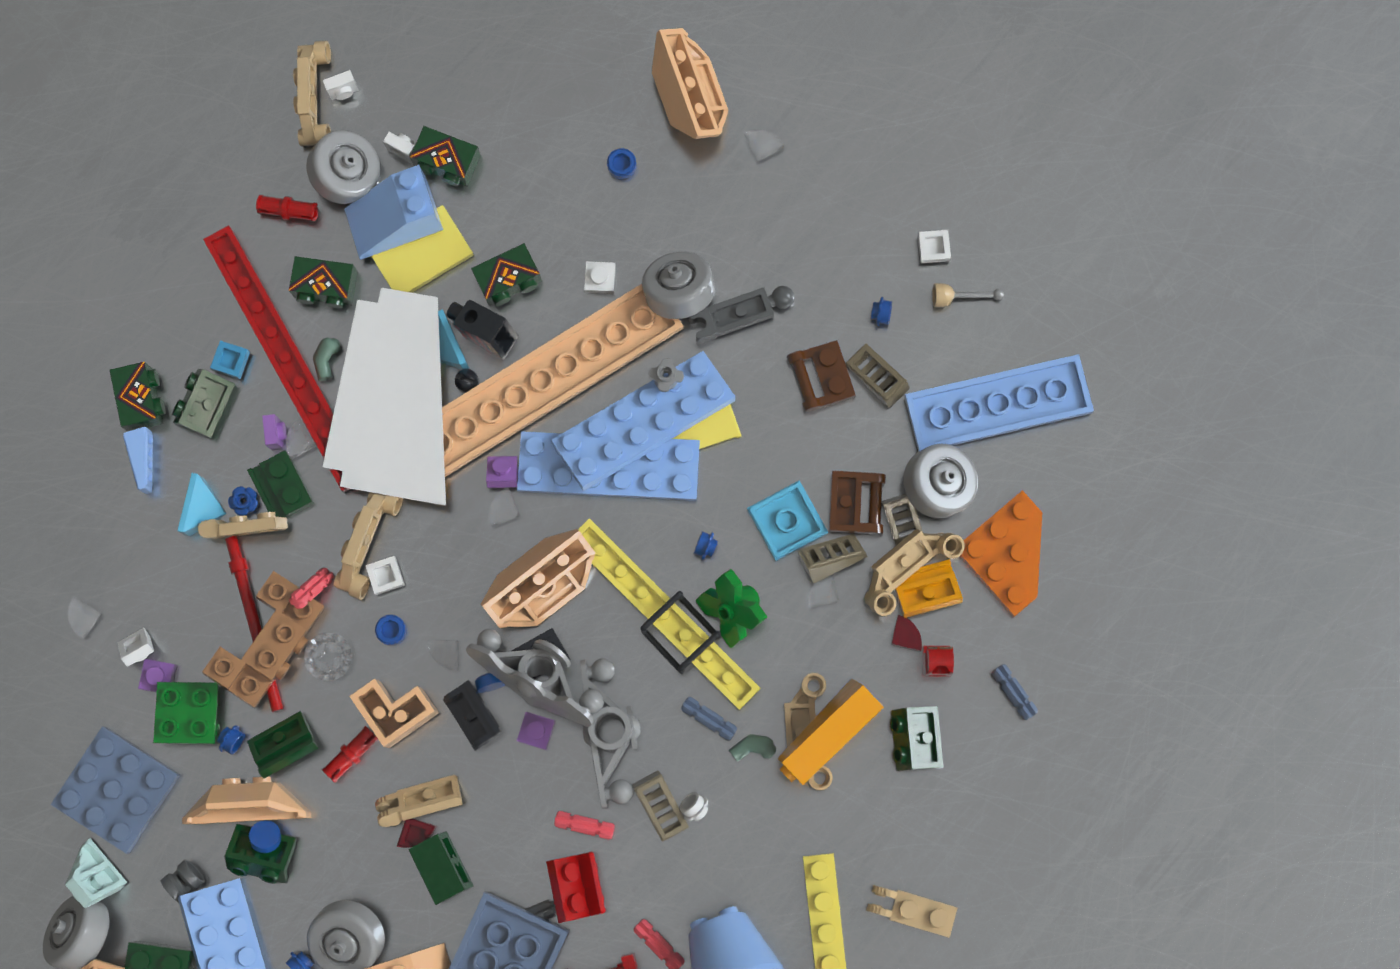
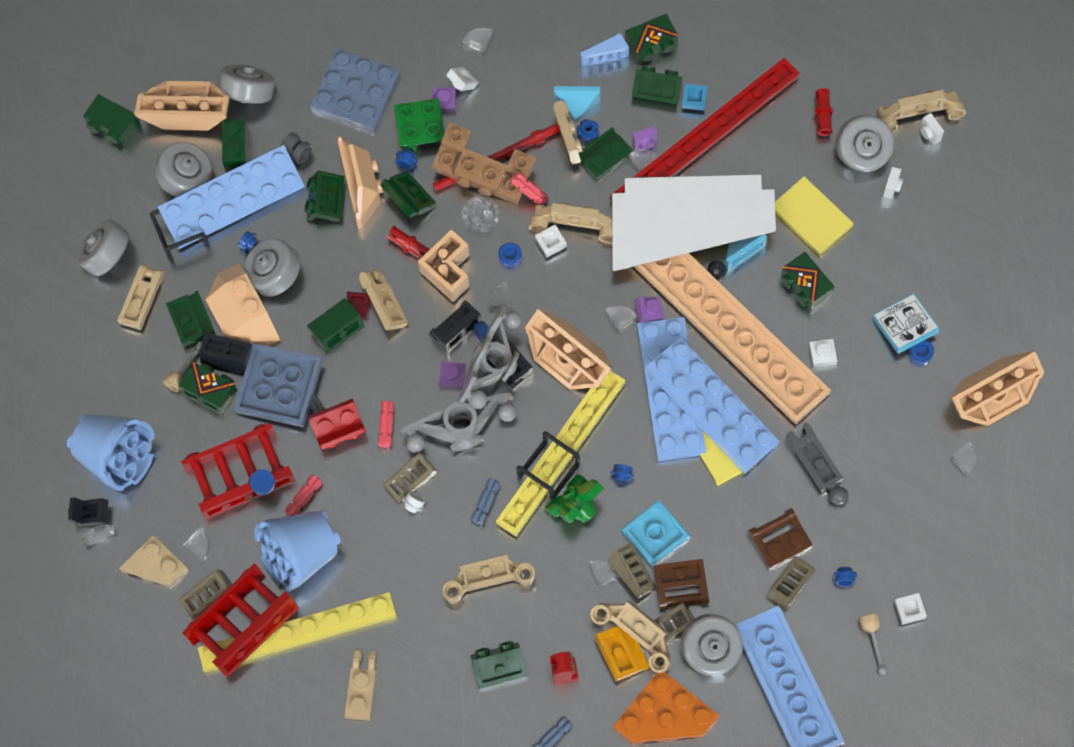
camera: 80 degrees right, 10 degrees down
(93, 876) = (288, 86): light aqua wing -> none
(265, 836) = (337, 195): blue tile -> none
(322, 355) = (717, 162): sand green arm -> none
(323, 282) = (770, 148): dark green brick -> none
(393, 213) = (837, 189): light blue slope -> none
(445, 156) = (893, 216): dark green brick -> none
(483, 327) = (762, 267): black torso -> none
(584, 172) = (906, 323): none -> tile
(666, 383) = (746, 417): light grey plate -> none
(678, 285) = (828, 410): light grey wheel -> none
(753, 743) = (471, 539): sand green arm -> none
(829, 731) = (489, 588): light orange slope -> none
(906, 634) = (581, 642): dark red tile -> none

